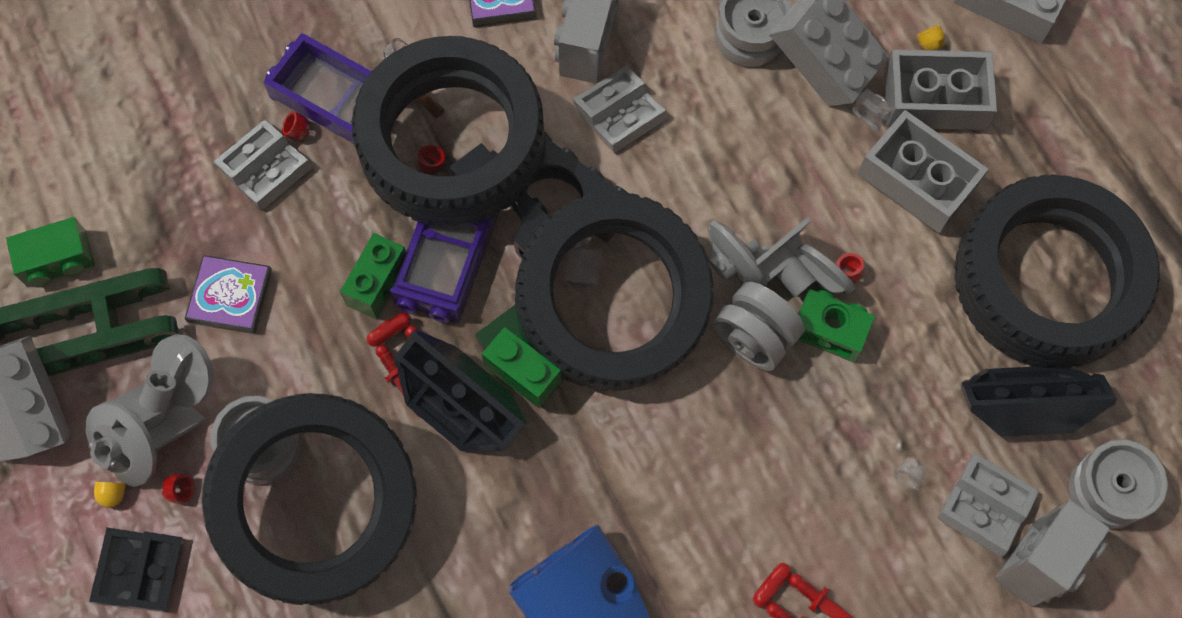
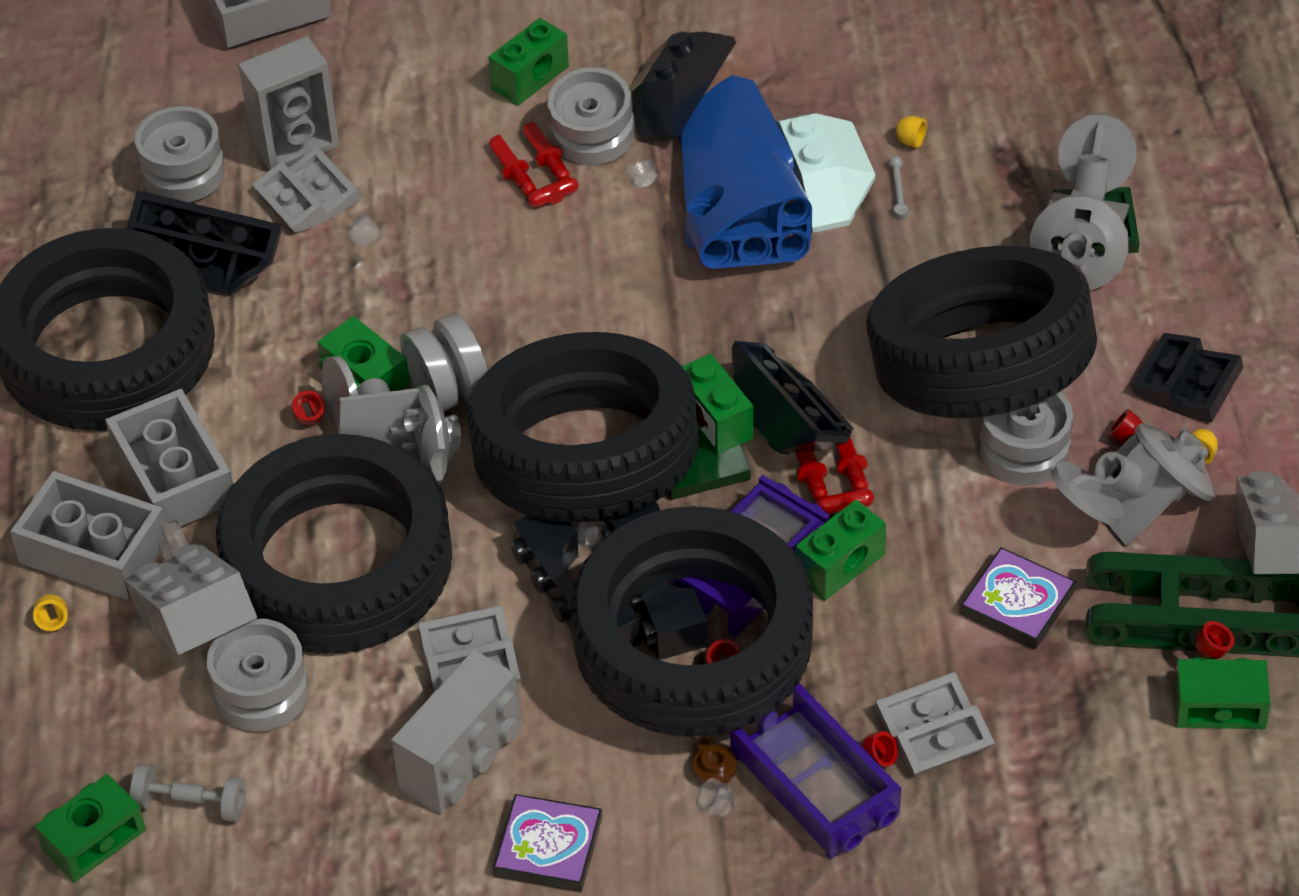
camera: 155 degrees left, 20 degrees down
(49, 278) = (1214, 640): none -> red hinge
(775, 79) = (330, 472): none -> black tyre

